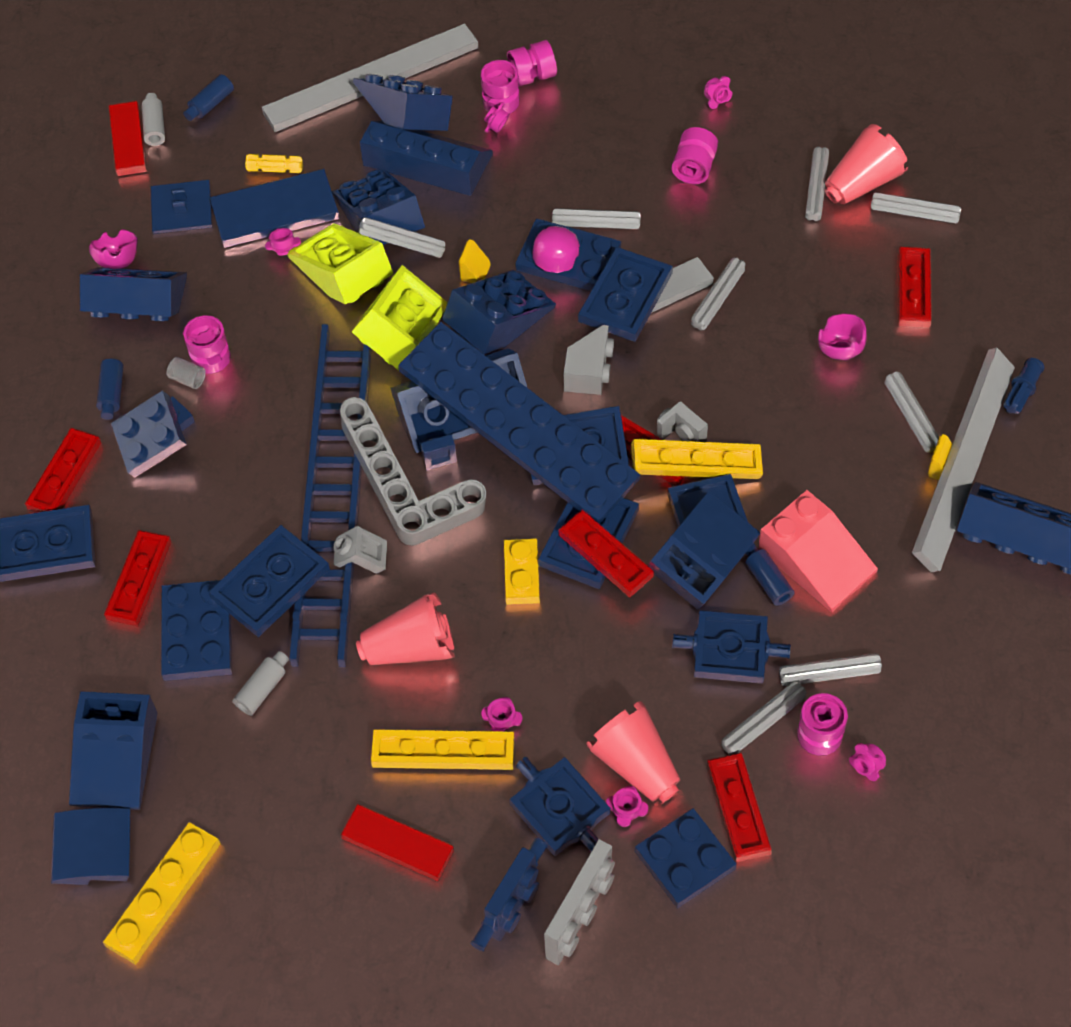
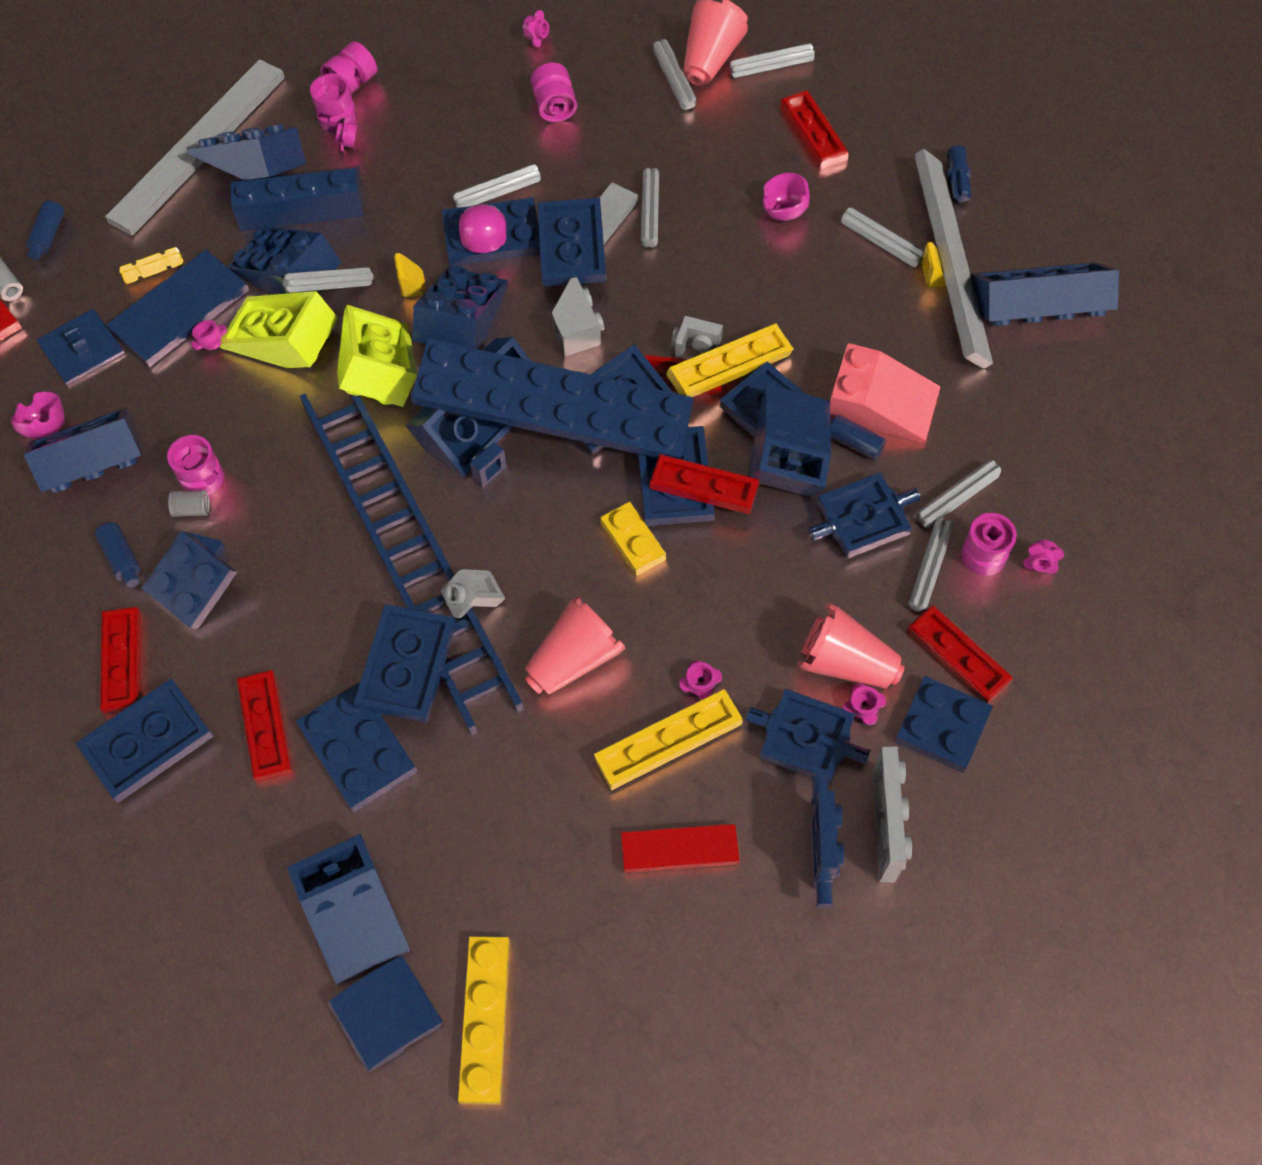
camera: 30 degrees left, 5 degrees up
(261, 683) = (455, 766): light grey cylinder -> none
(396, 482) = (470, 508): light grey beam -> none

